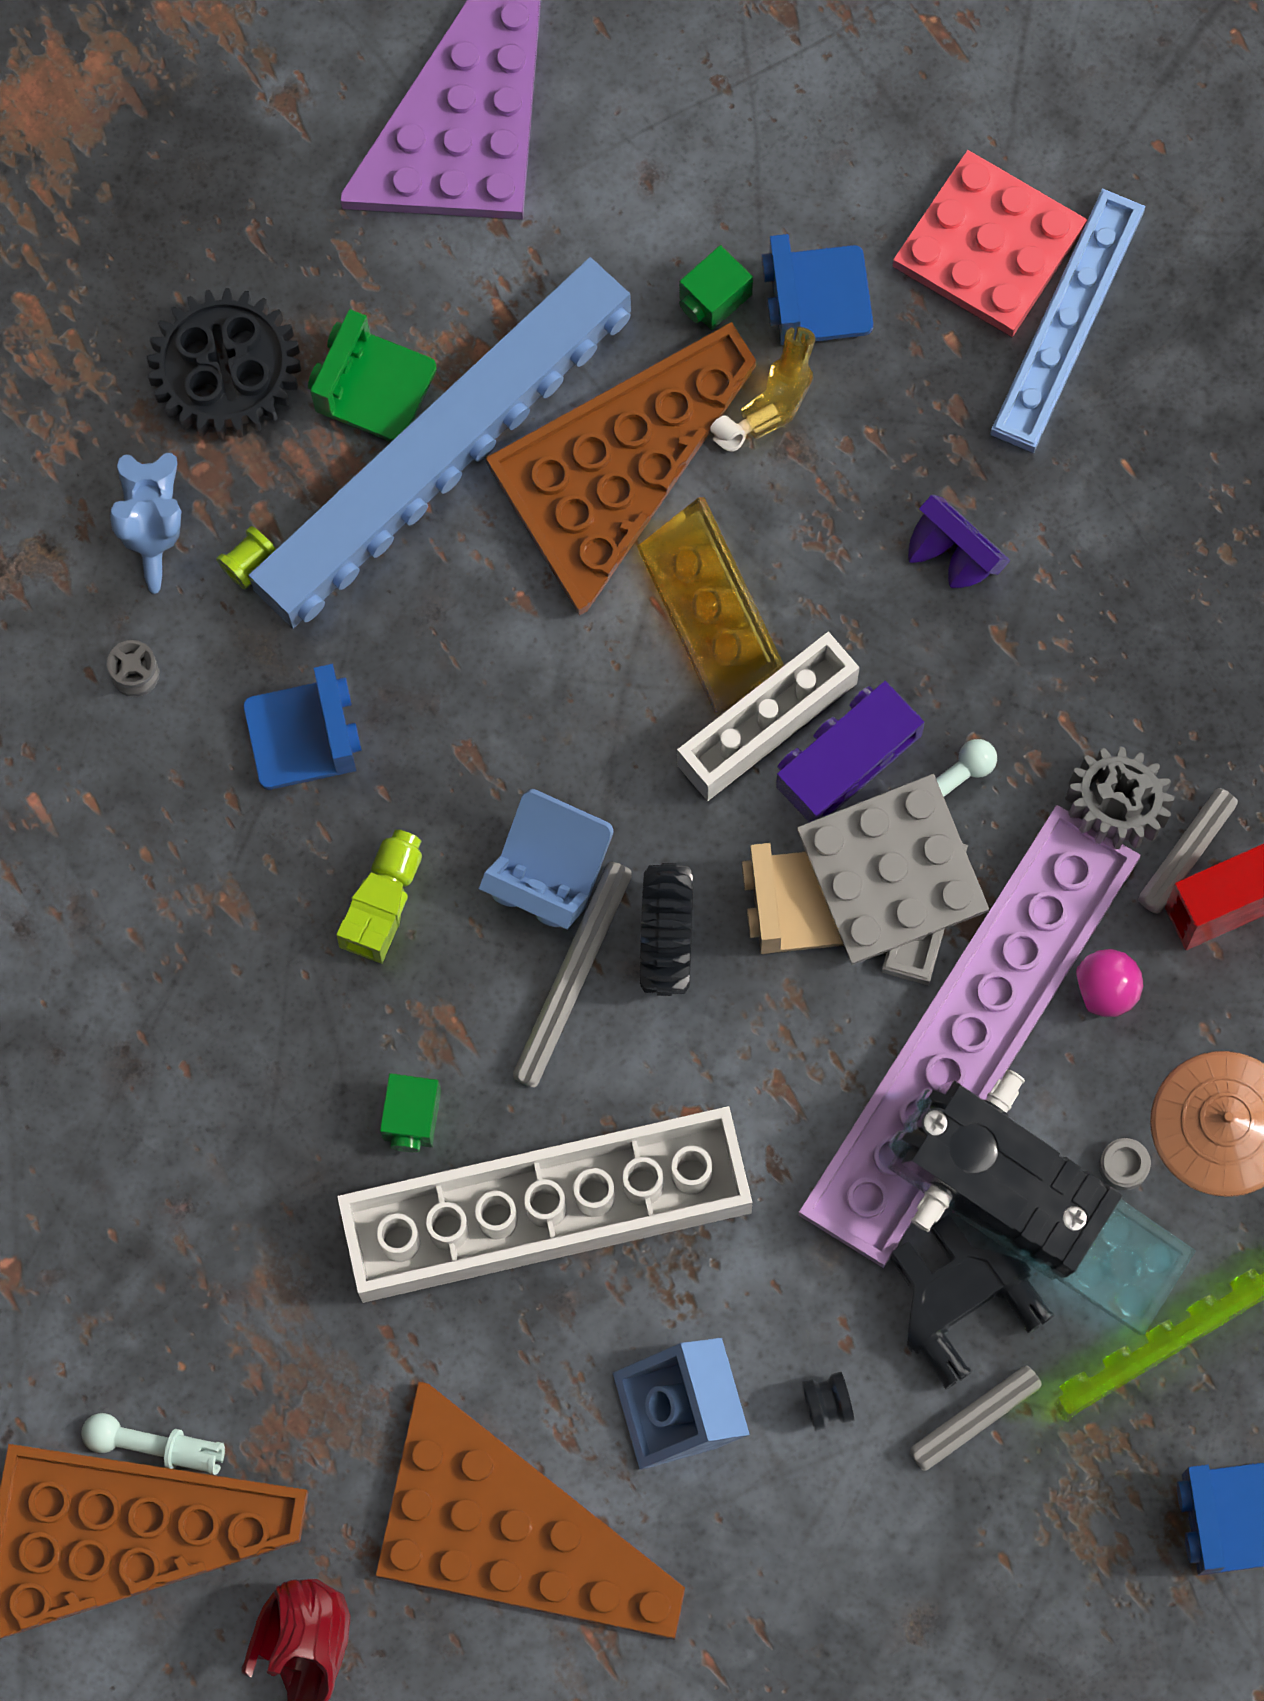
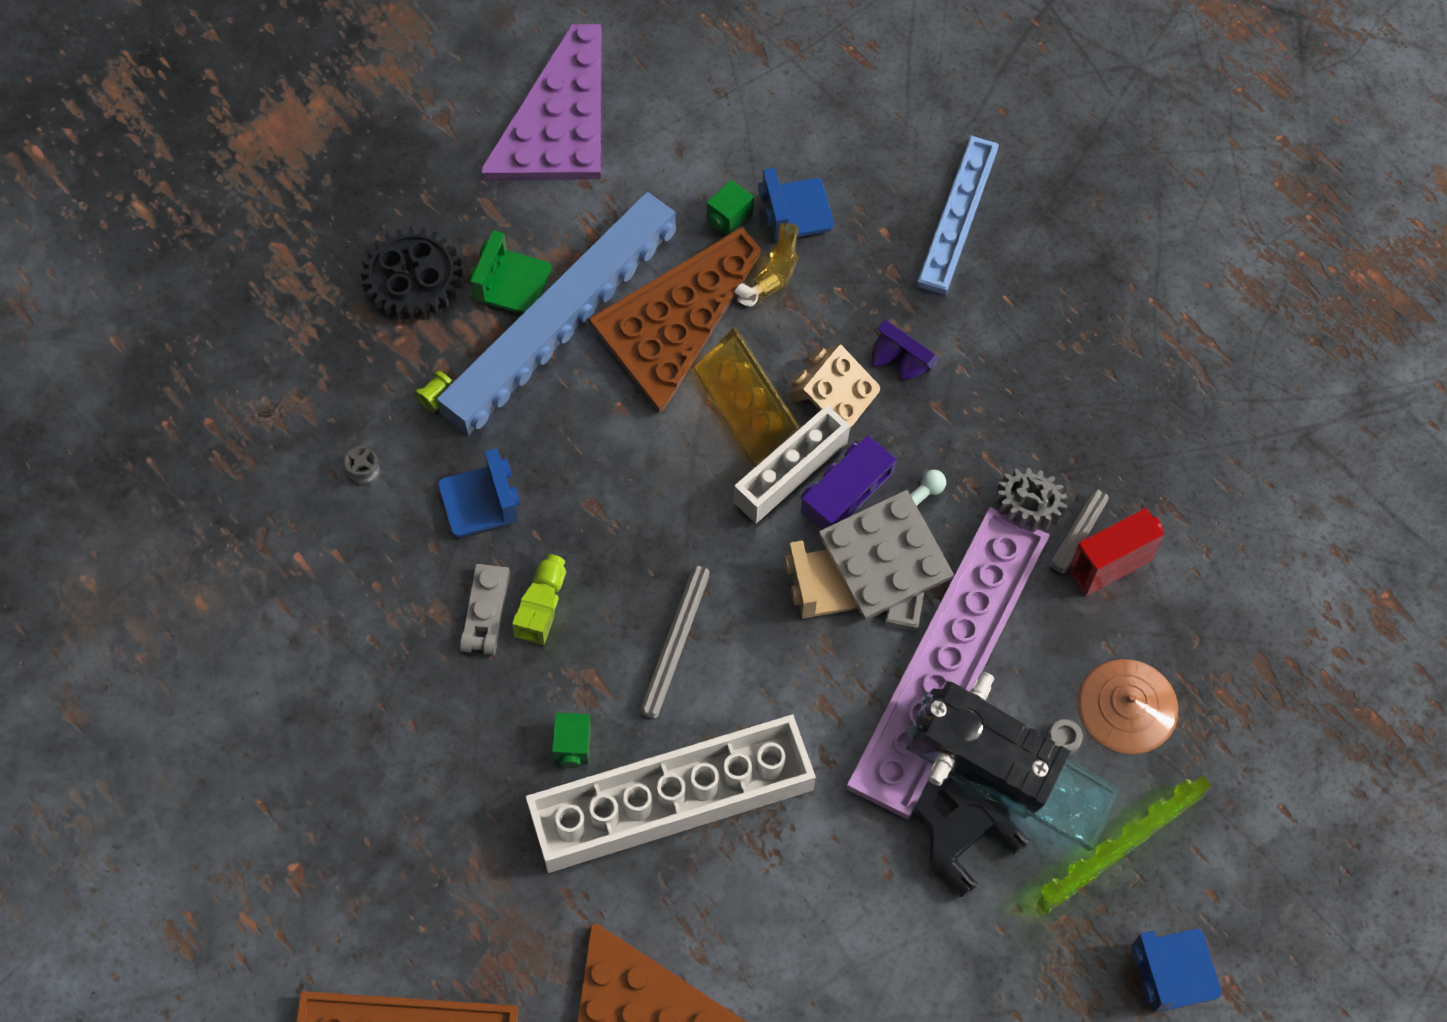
camera: 10 degrees left, 10 degrees down
(103, 1434) = (369, 980): light aqua pin -> none
(148, 516) = (366, 366): medium blue animal -> none
(301, 902) = (485, 608): none -> light grey plate
(549, 860) = (653, 564): medium blue bracket -> none
(666, 929) = (738, 603): black gear -> none
(680, 1402) = (778, 922): medium blue slope -> none
(828, 1401) = (881, 912): black wheel -> none
(846, 592) = (835, 381): none -> tan bracket
(975, 1418) = (984, 917): light grey axle -> none
(989, 243) = (902, 172): coral plate -> none
(1109, 982) = (1040, 617): dark pink piece -> none

